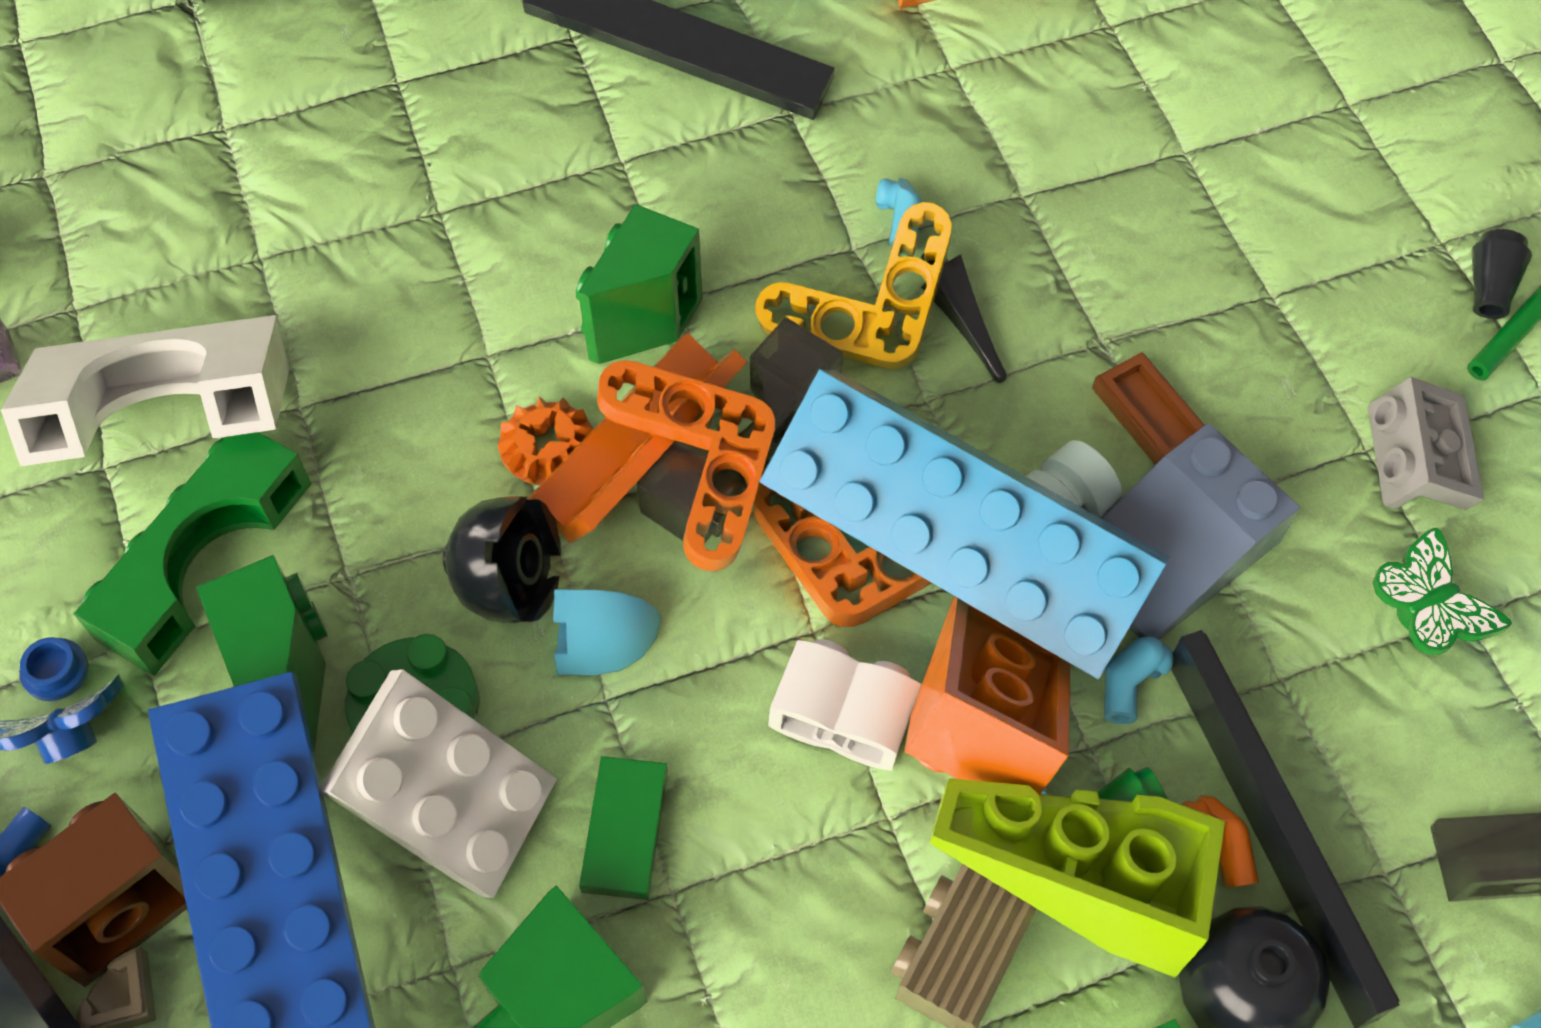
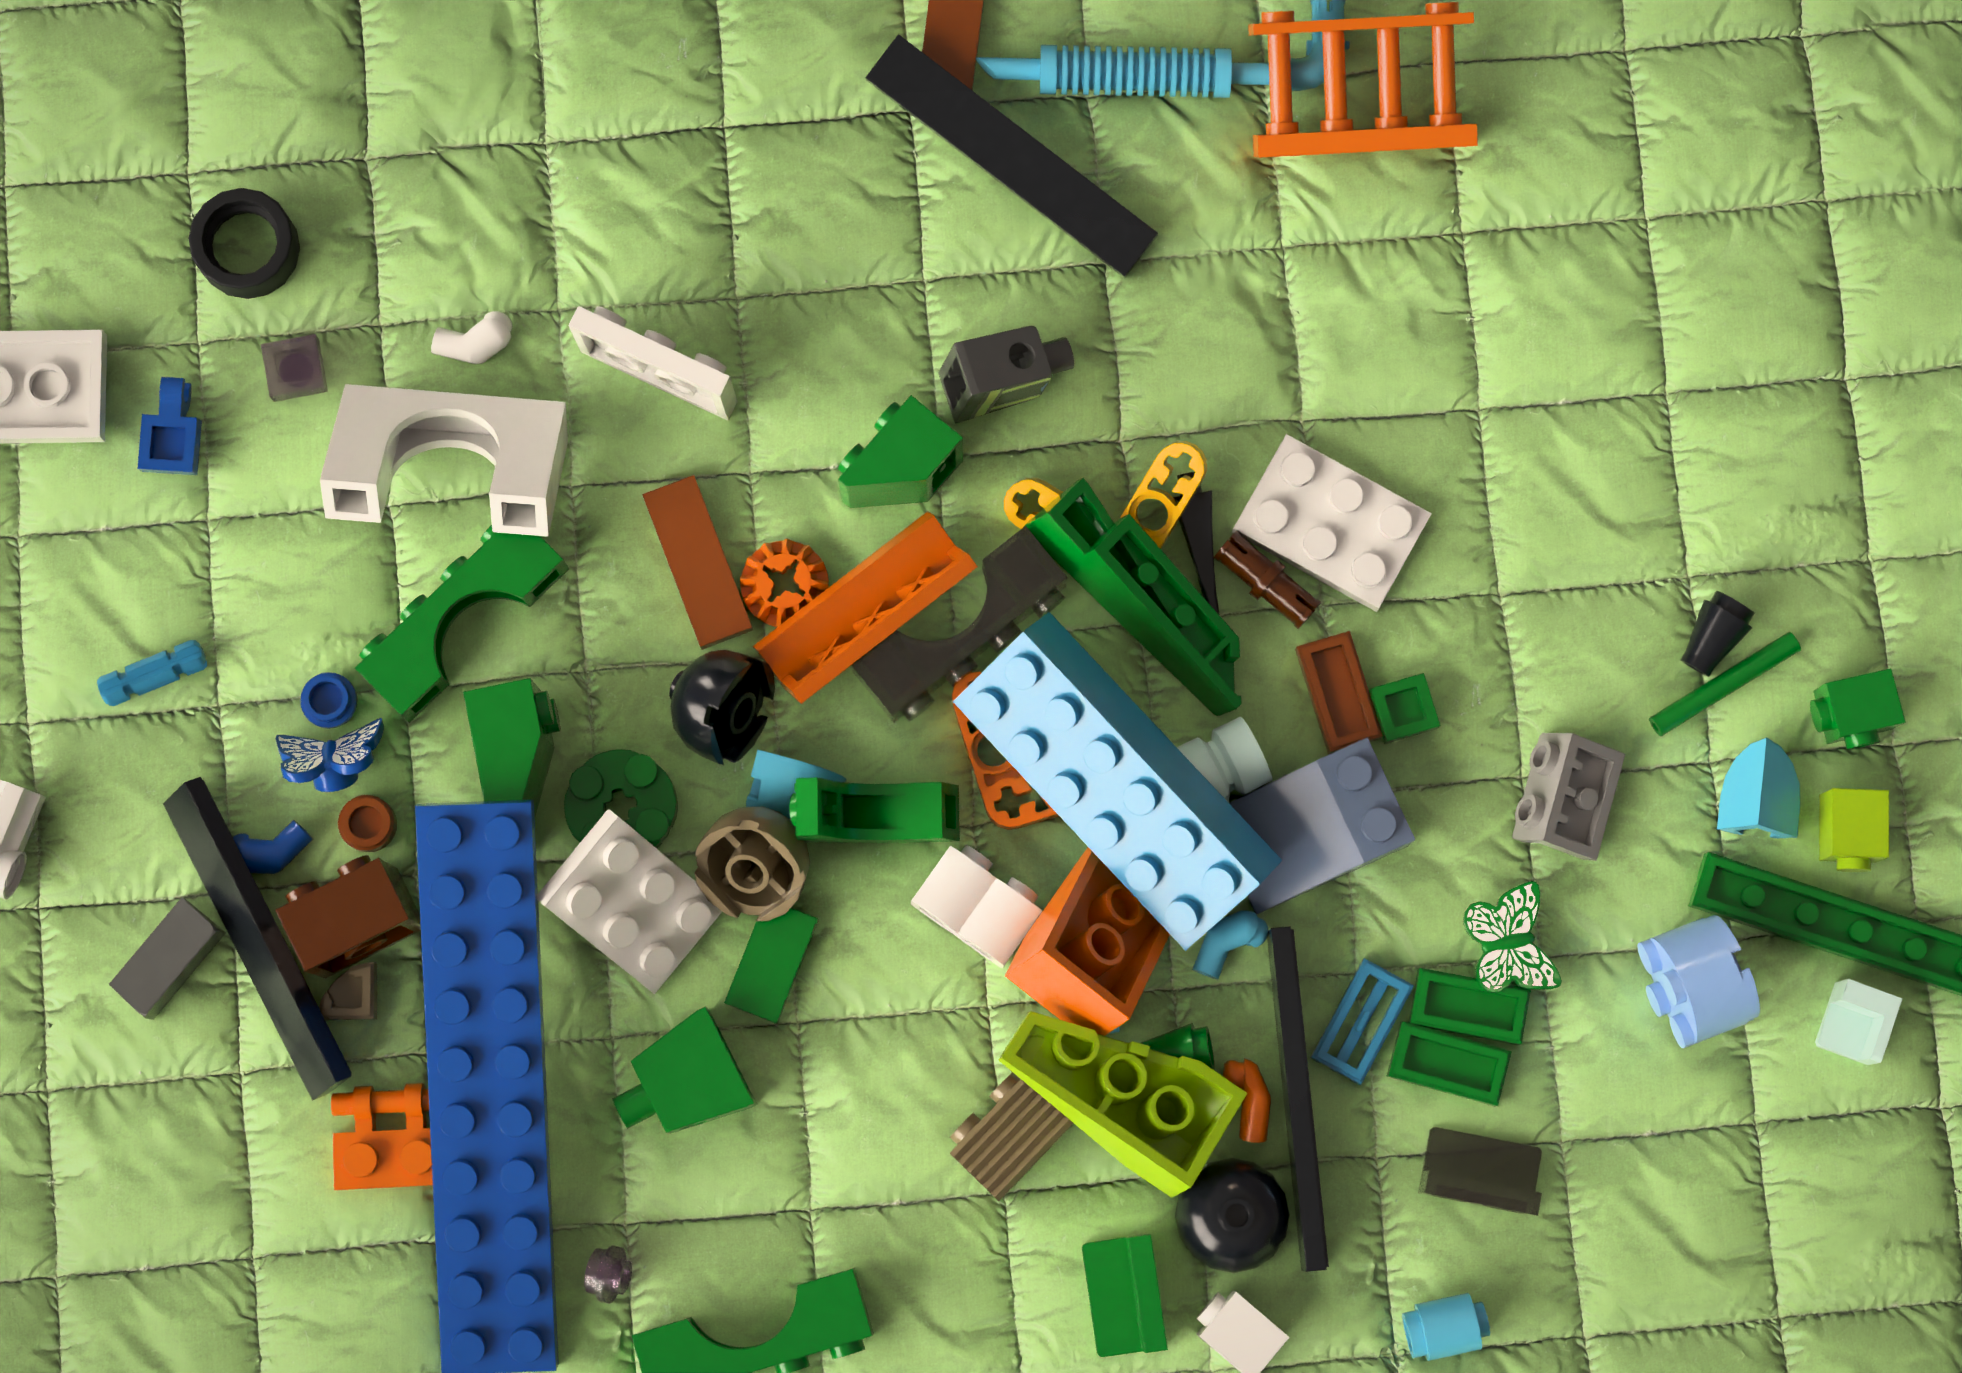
camera: 15 degrees right, 20 degrees up
(117, 776) = (367, 823): none -> dark orange tile
(176, 298) = (478, 343): none -> white arm
(362, 256) = (654, 360): none -> white plate
(447, 438) = (697, 562): none -> dark orange tile
(575, 712) = (752, 863): none -> dark tan cylinder
(700, 631) = (874, 812): none -> green arch
(721, 192) = (1001, 371): none -> dark grey torso
(725, 447) = (931, 658): orange beam -> none
(898, 196) = (1181, 415): medium azure arm -> none
(927, 359) = (1142, 592): none -> green wedge
(1043, 326) = (1267, 579): none -> reddish brown pin
(1086, 269) = (1331, 523): none -> white plate
(1228, 404) = (1404, 708): none -> green plate
(1302, 774) = (1339, 1063): none -> dark azure tile
(1417, 683) = (1462, 1007): none -> green tile
(1422, 747) = (1449, 1063): none -> green tile

